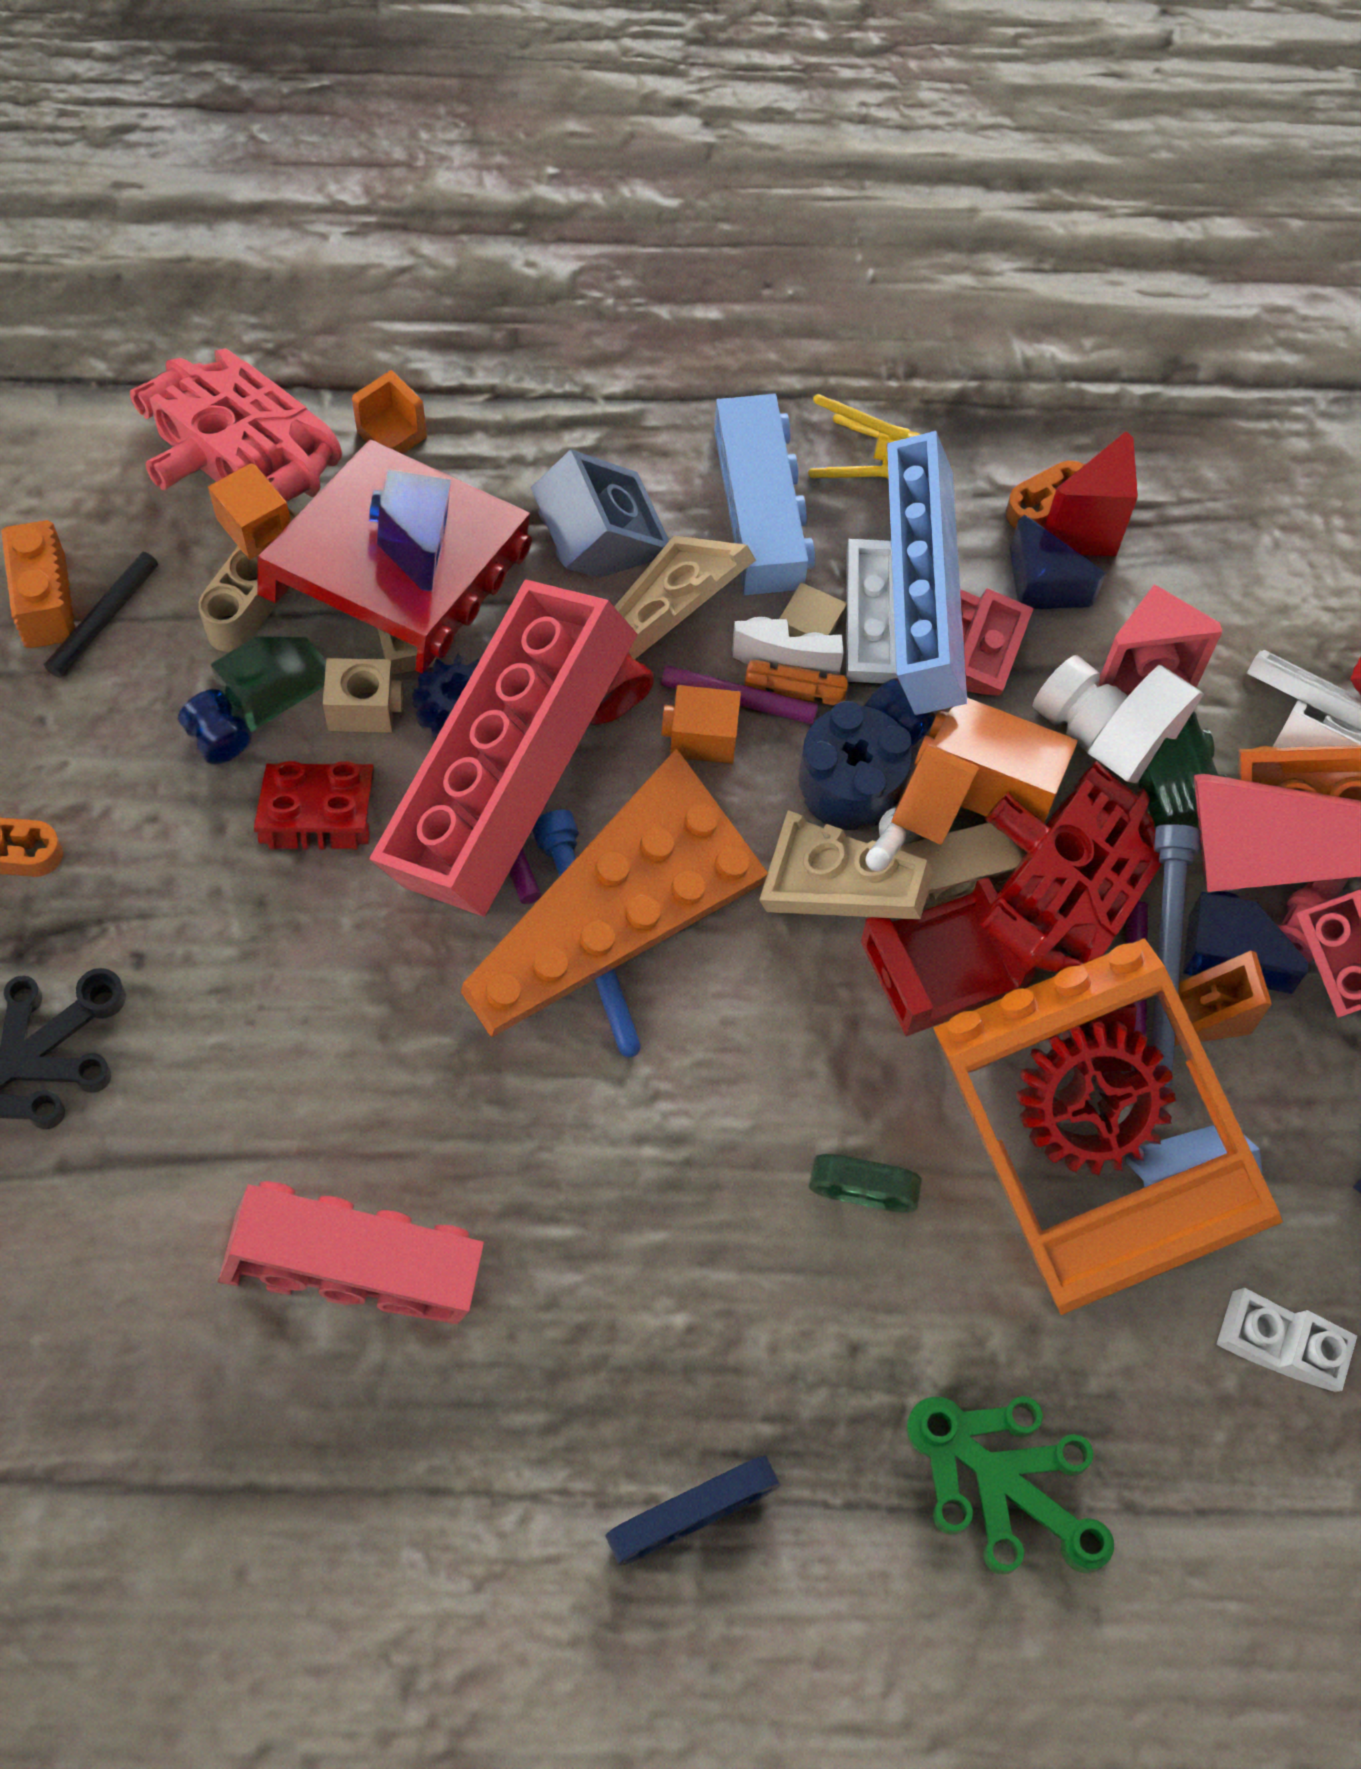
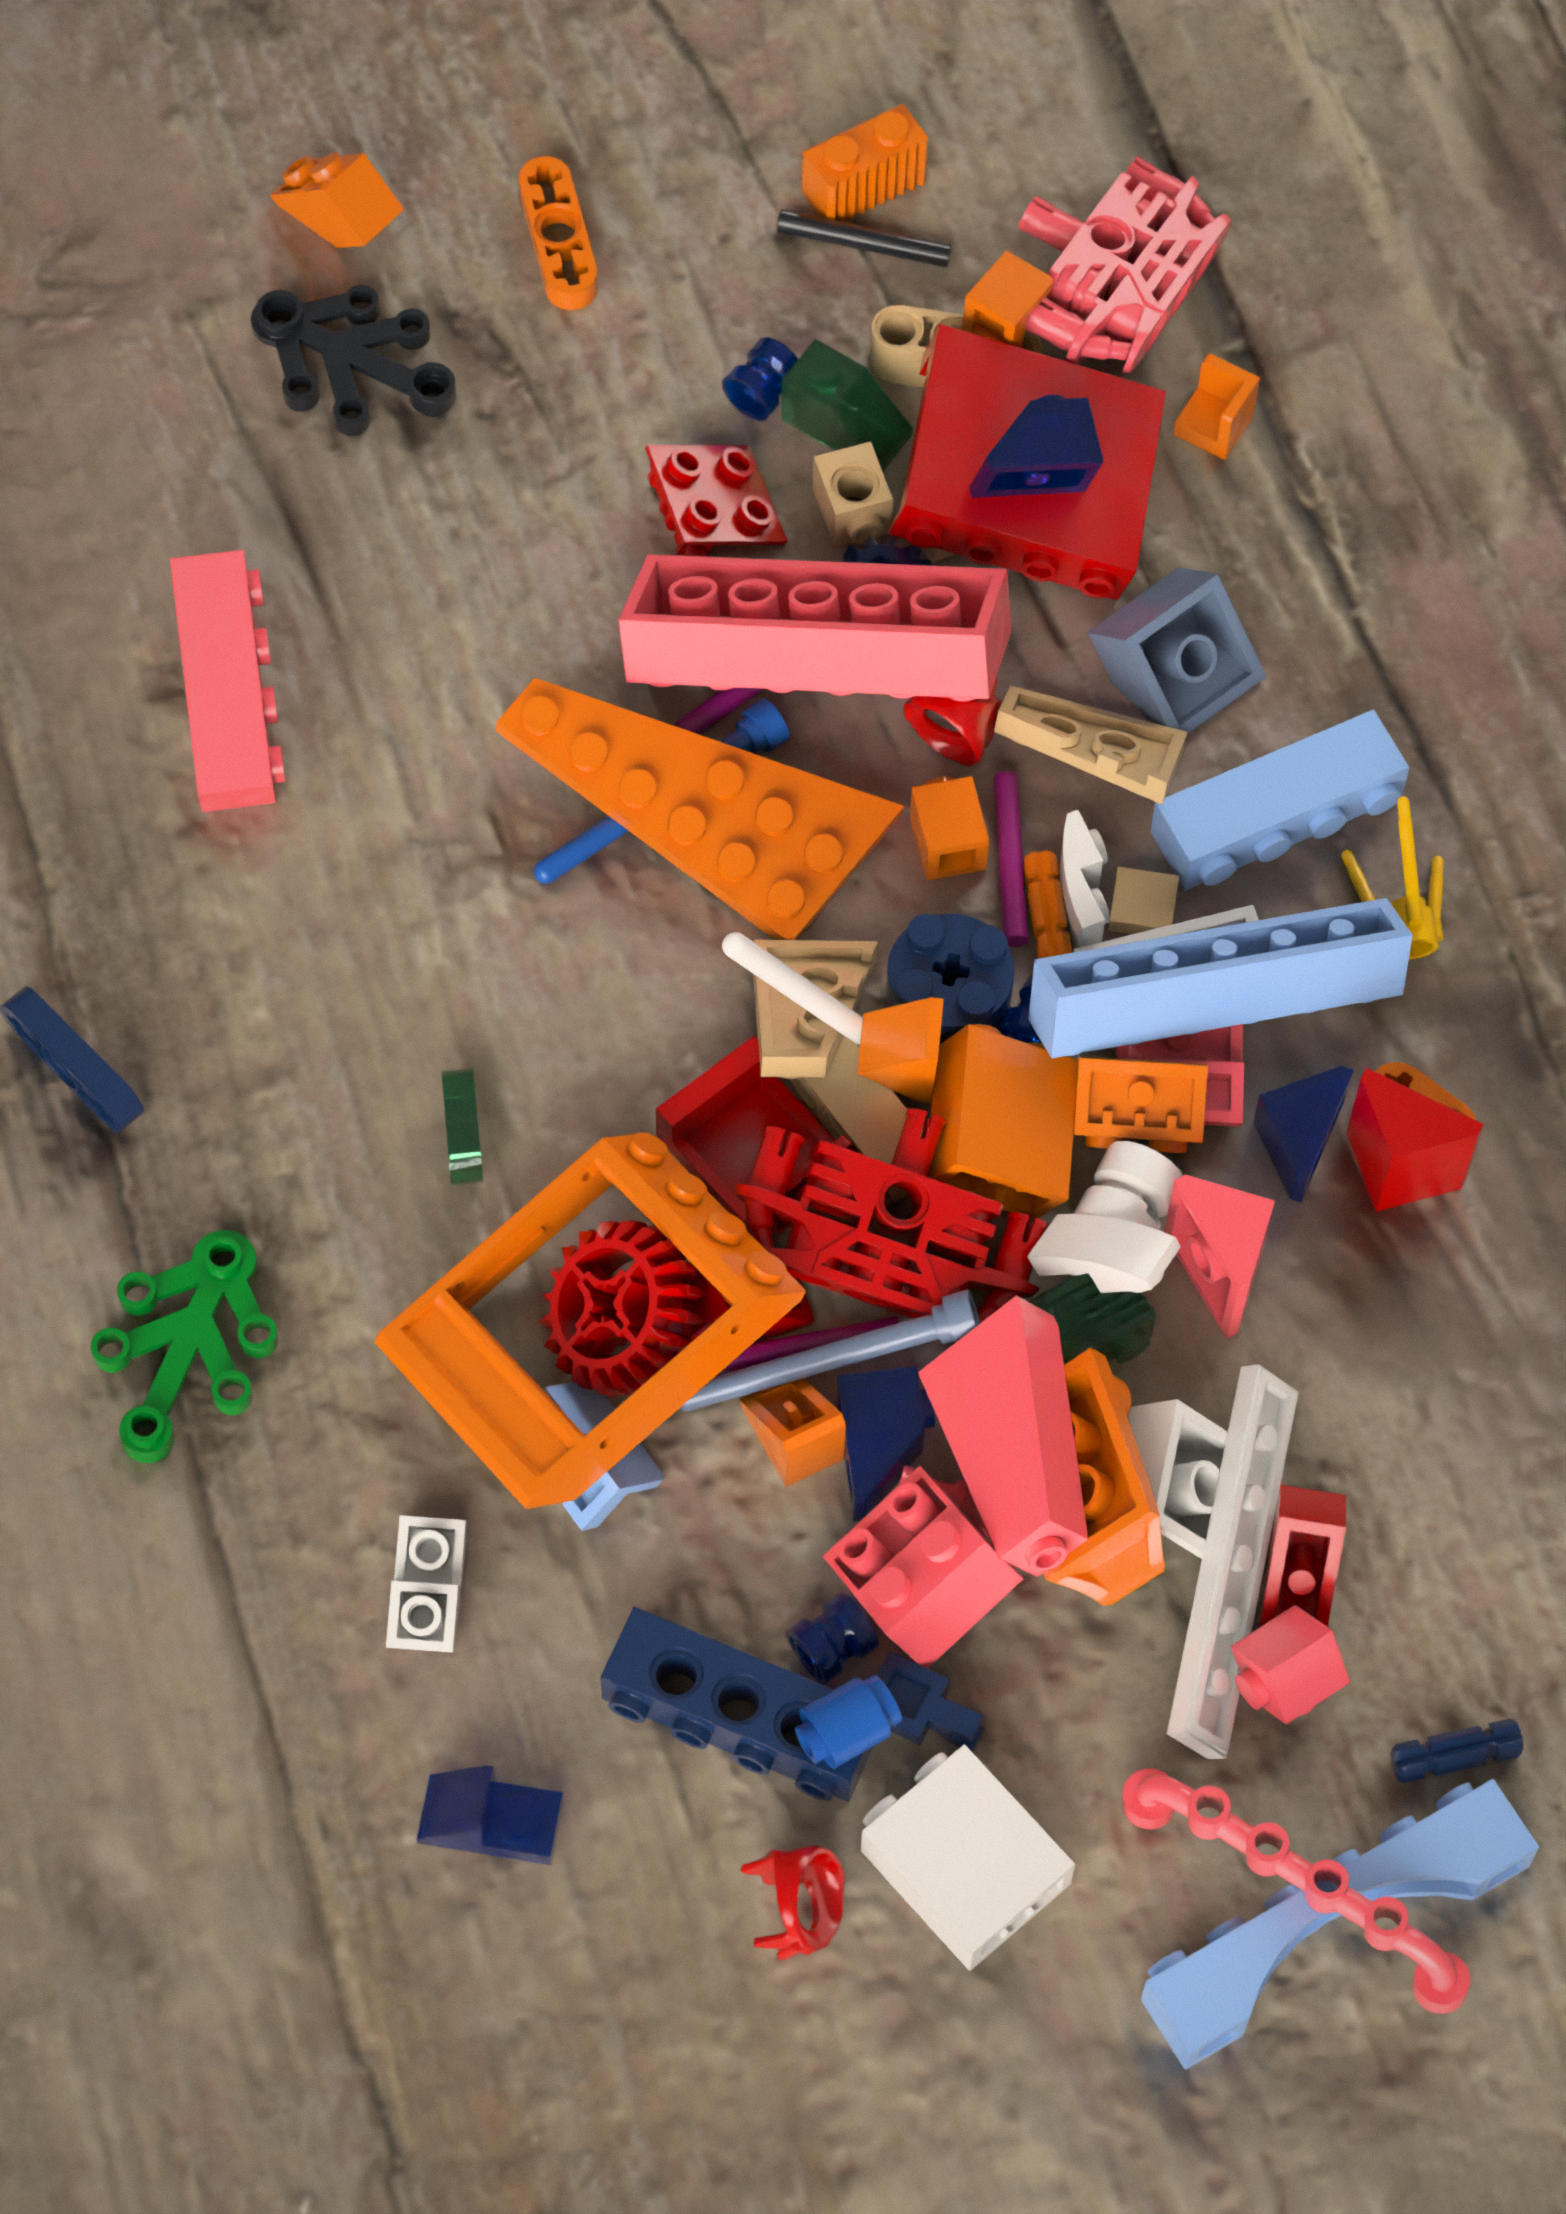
camera: 75 degrees right, 0 degrees up
(1008, 660) = (1140, 1102): none -> orange bracket

